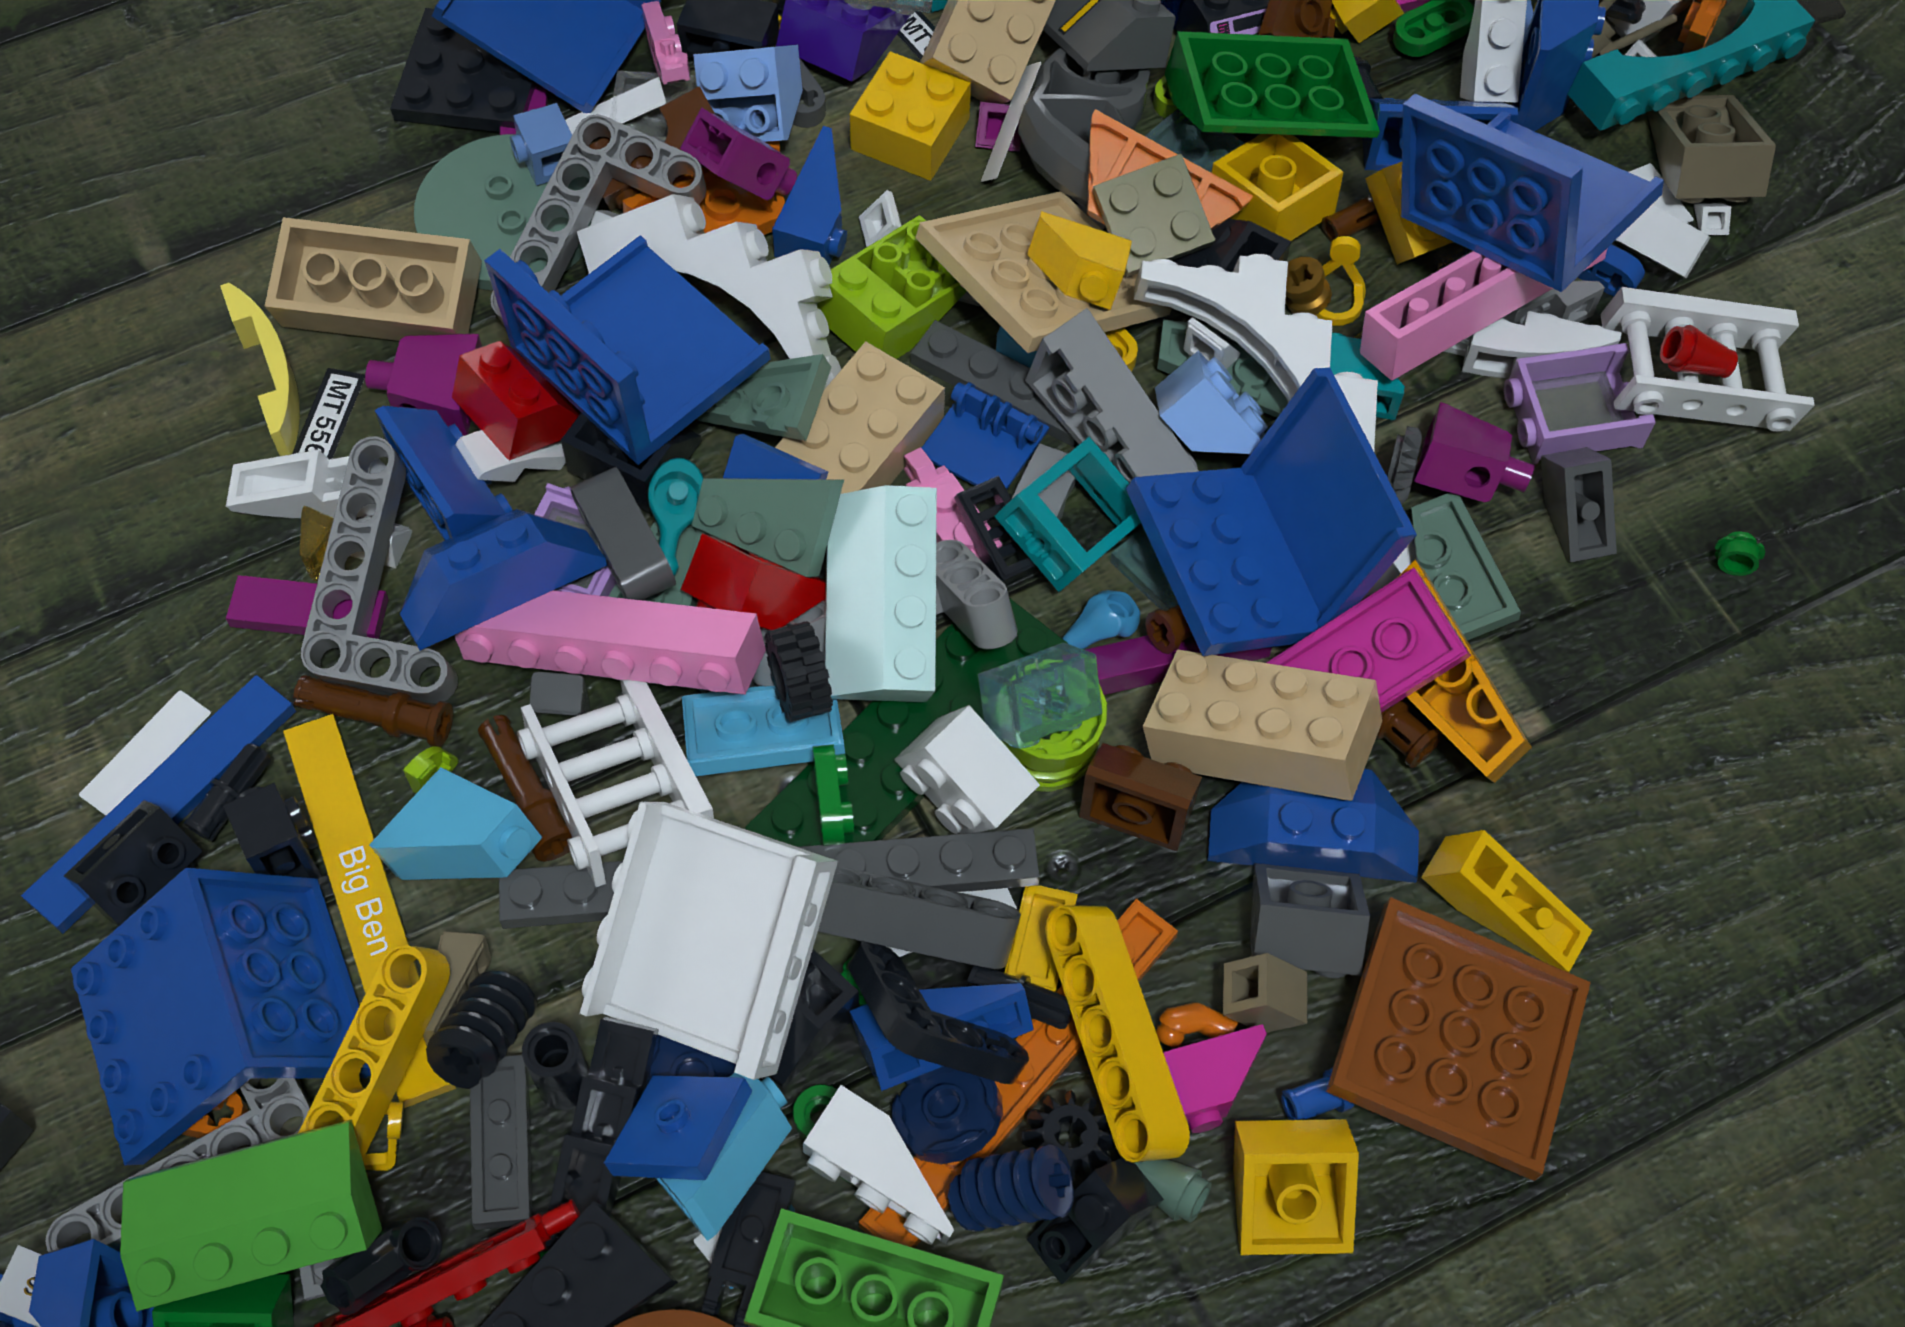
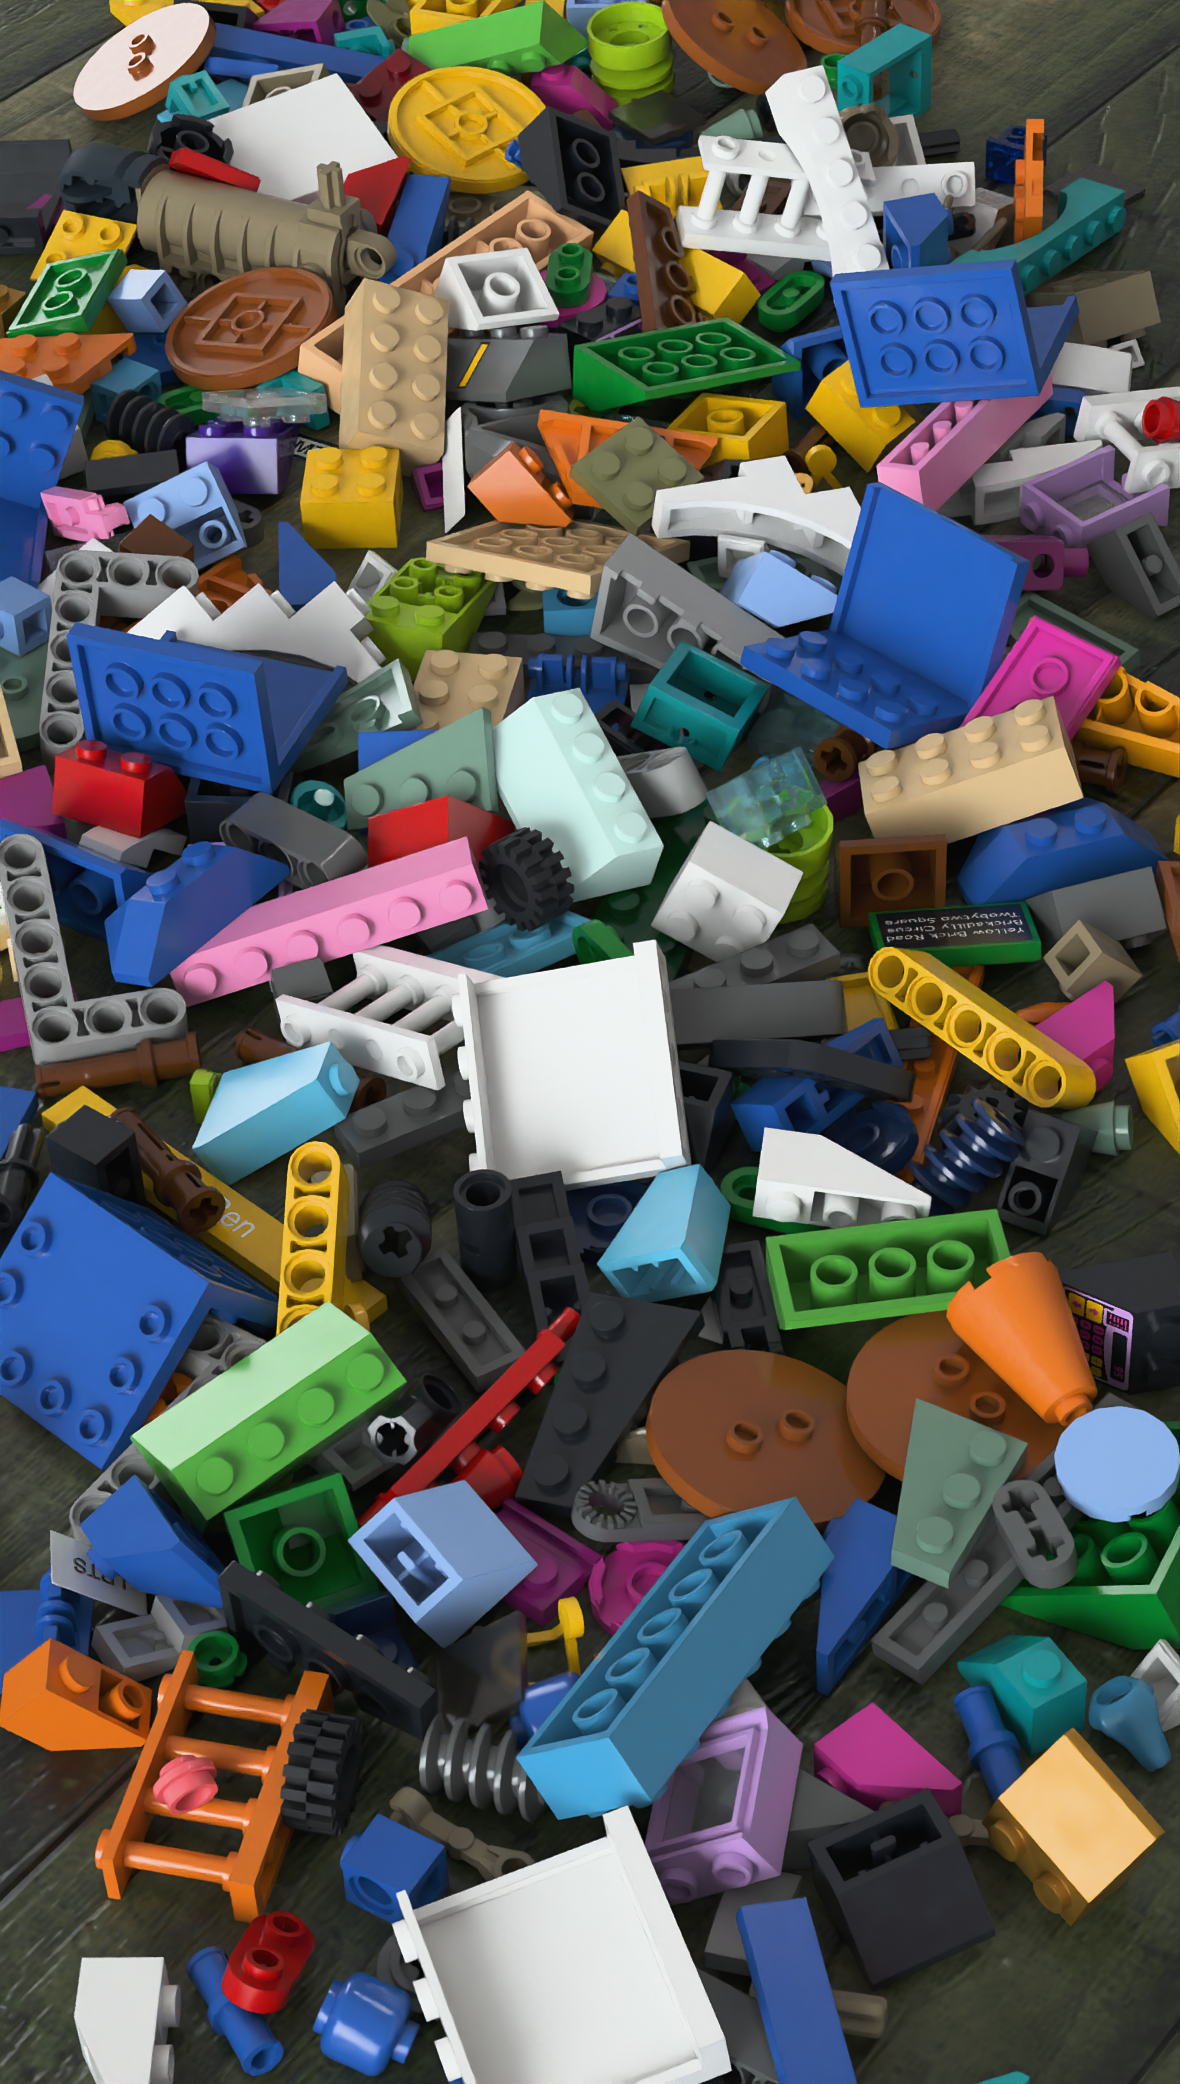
camera: 20 degrees left, 20 degrees down
(338, 875) = (174, 1180): none -> reddish brown pin
(678, 1127) = (632, 1220): blue plate -> none
(738, 156) = (224, 550): magenta torso -> none
(1045, 179) = (519, 491): none -> orange slope
(1080, 258) = (588, 519): yellow slope -> none
(1165, 888) = (961, 933): none -> tile

